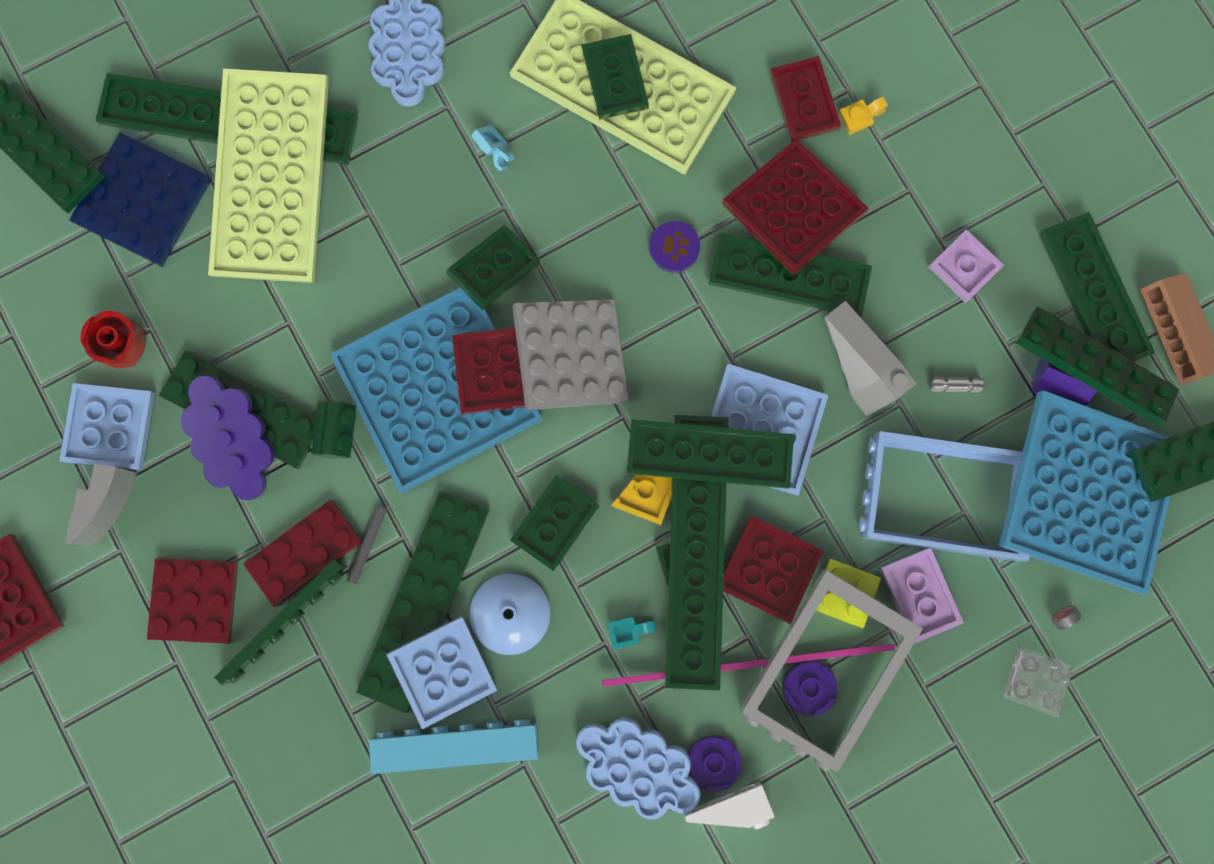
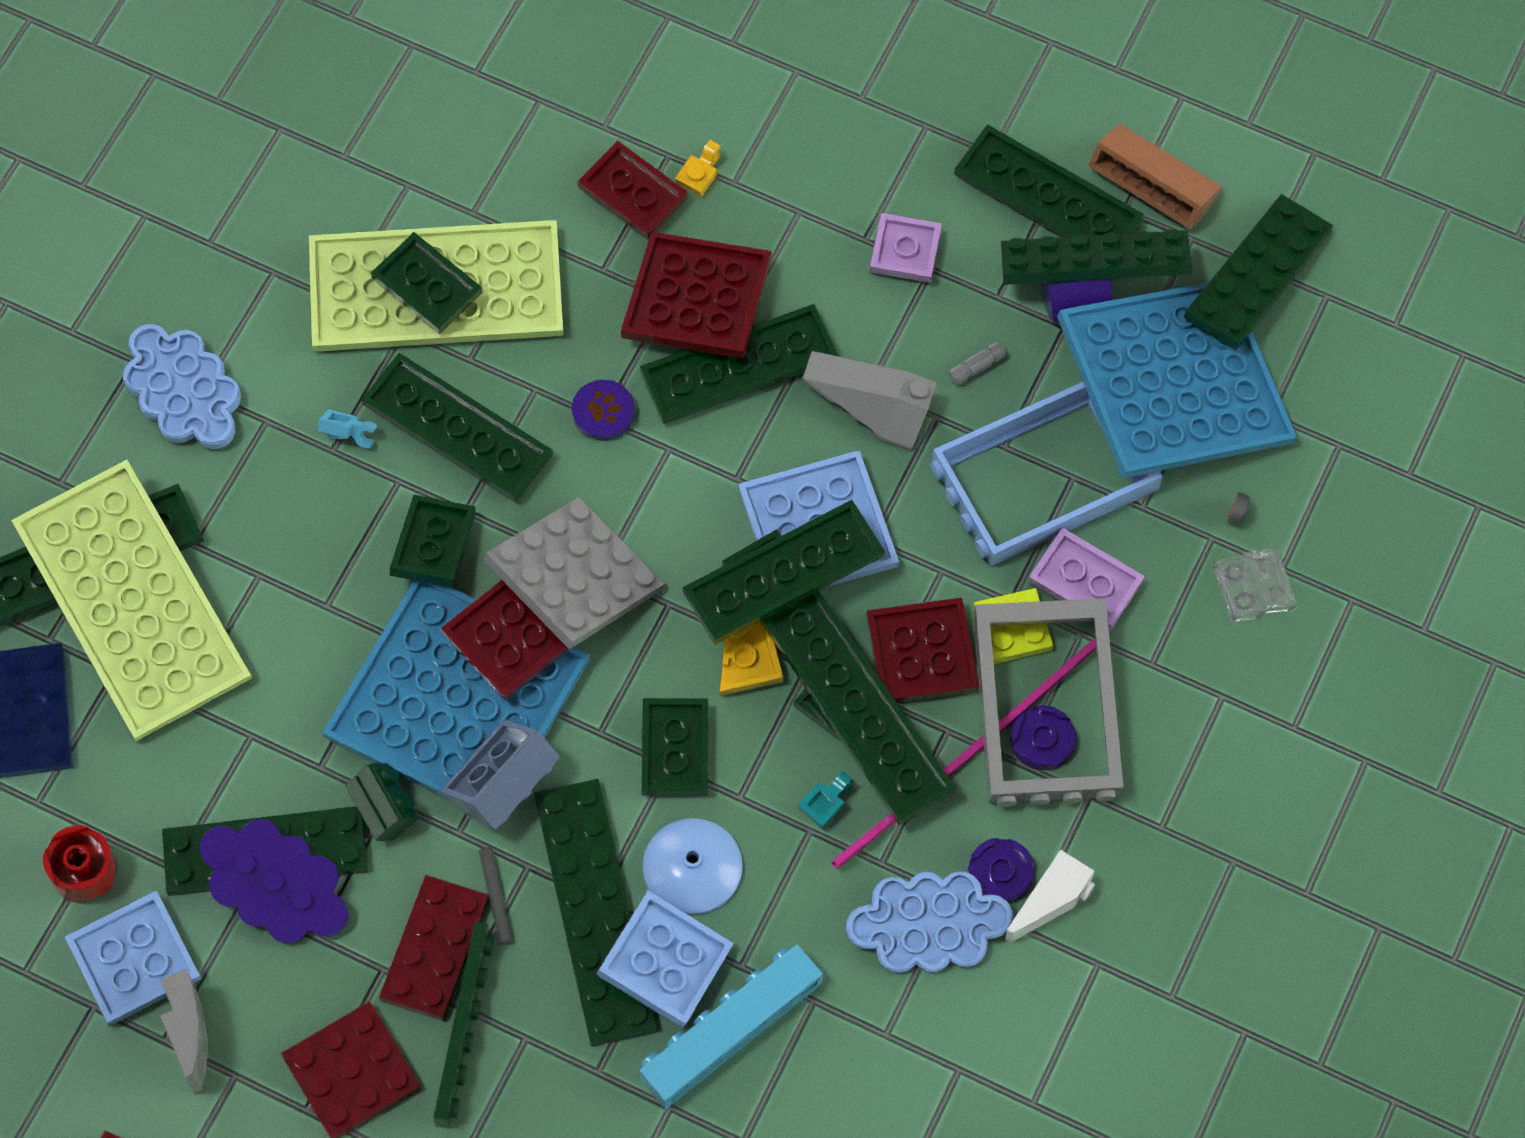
camera: 35 degrees left, 15 degrees down
(420, 466) = (501, 774): none -> sand blue slope
(567, 194) = (457, 427): none -> dark green plate

